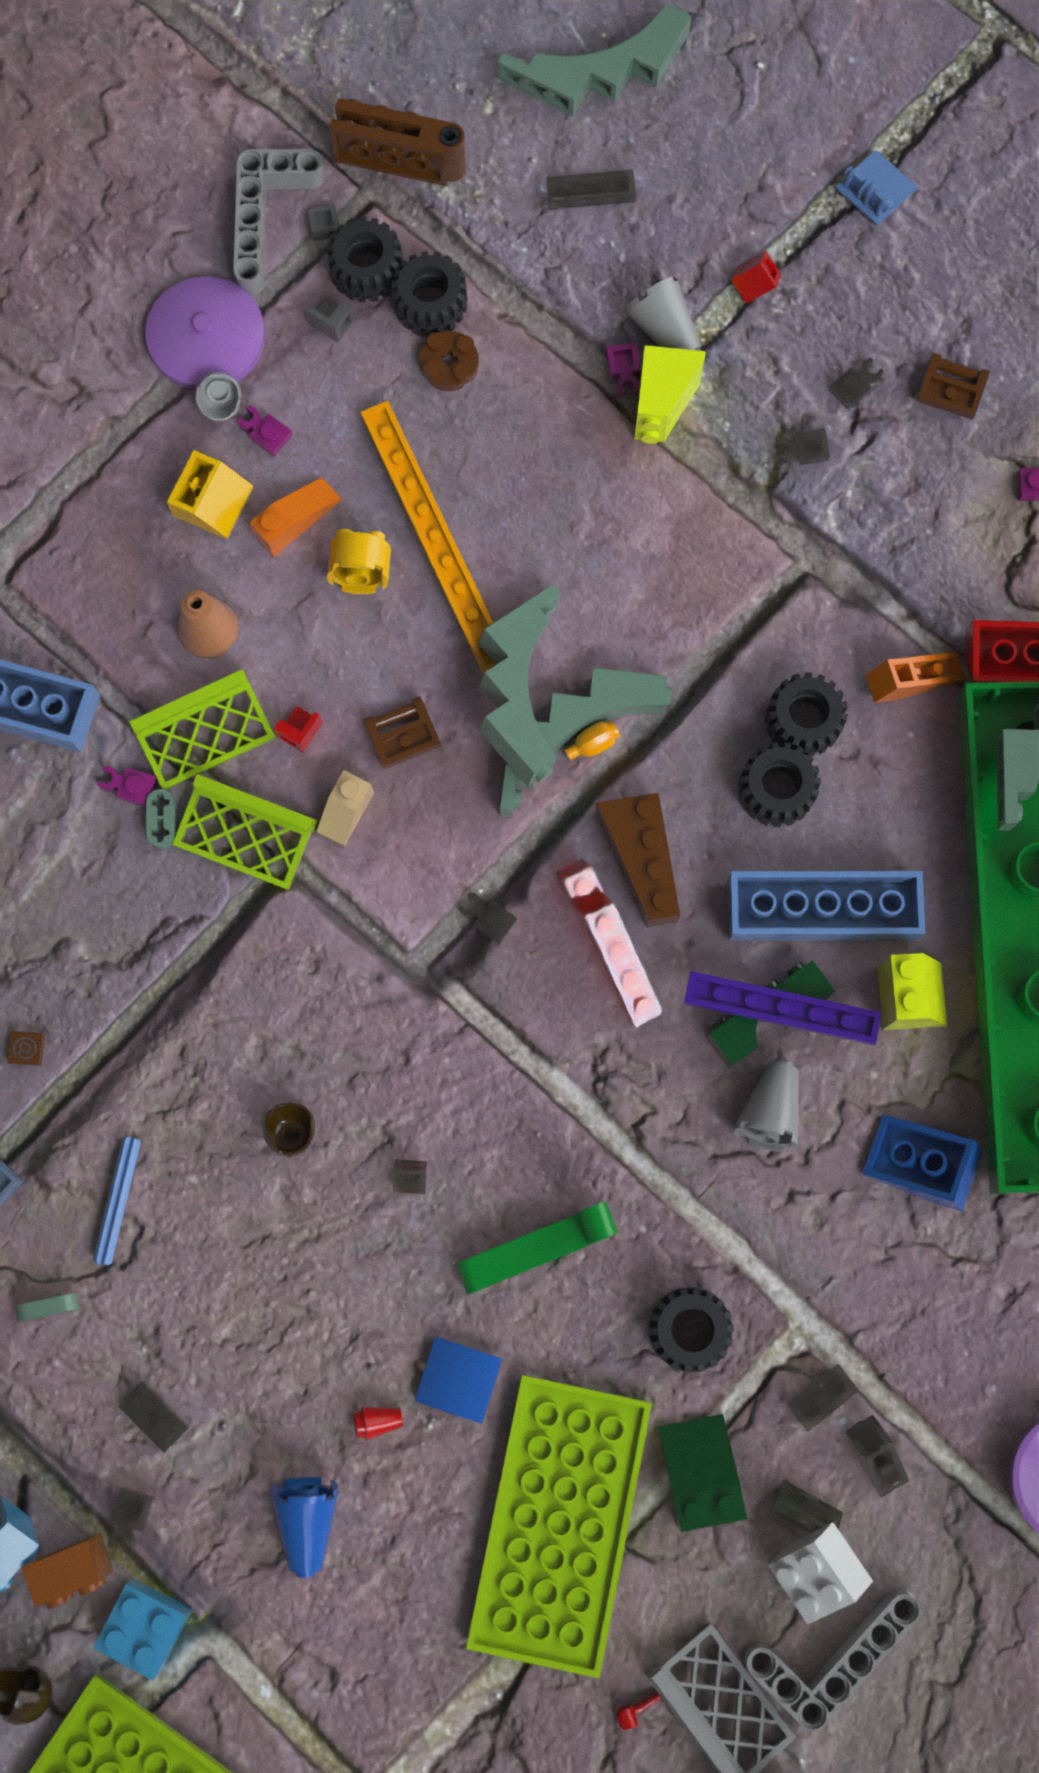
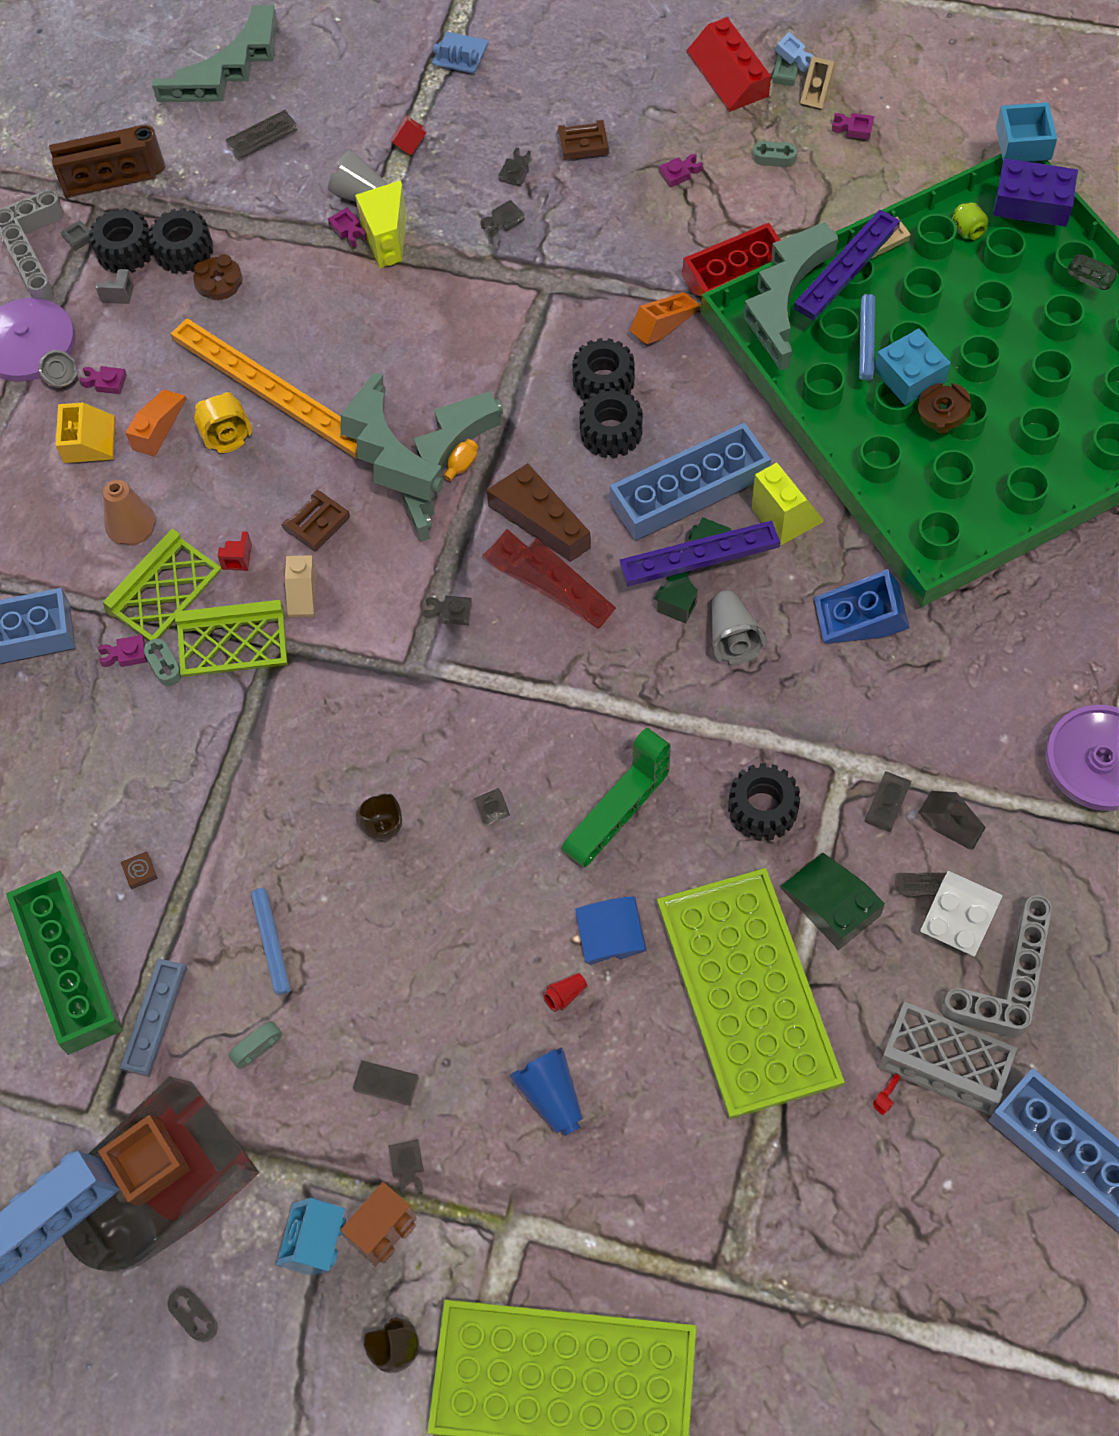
camera: 25 degrees left, 15 degrees down
(142, 1629) = (464, 1241): dark azure piece -> none

